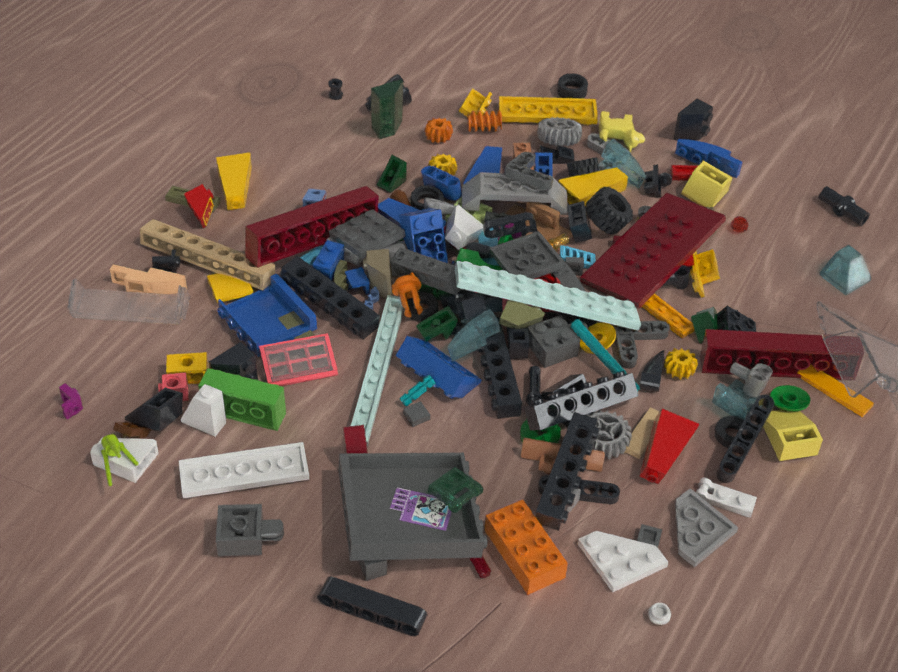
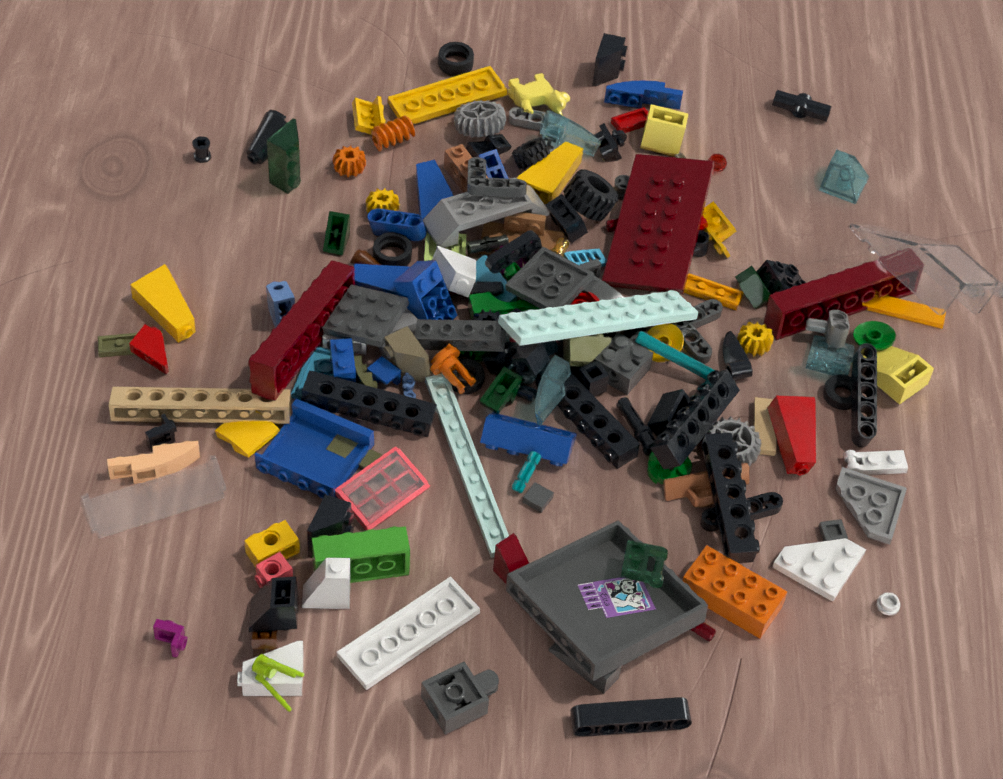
camera: 30 degrees left, 5 degrees up
(446, 208) = (414, 254): light grey piece -> none

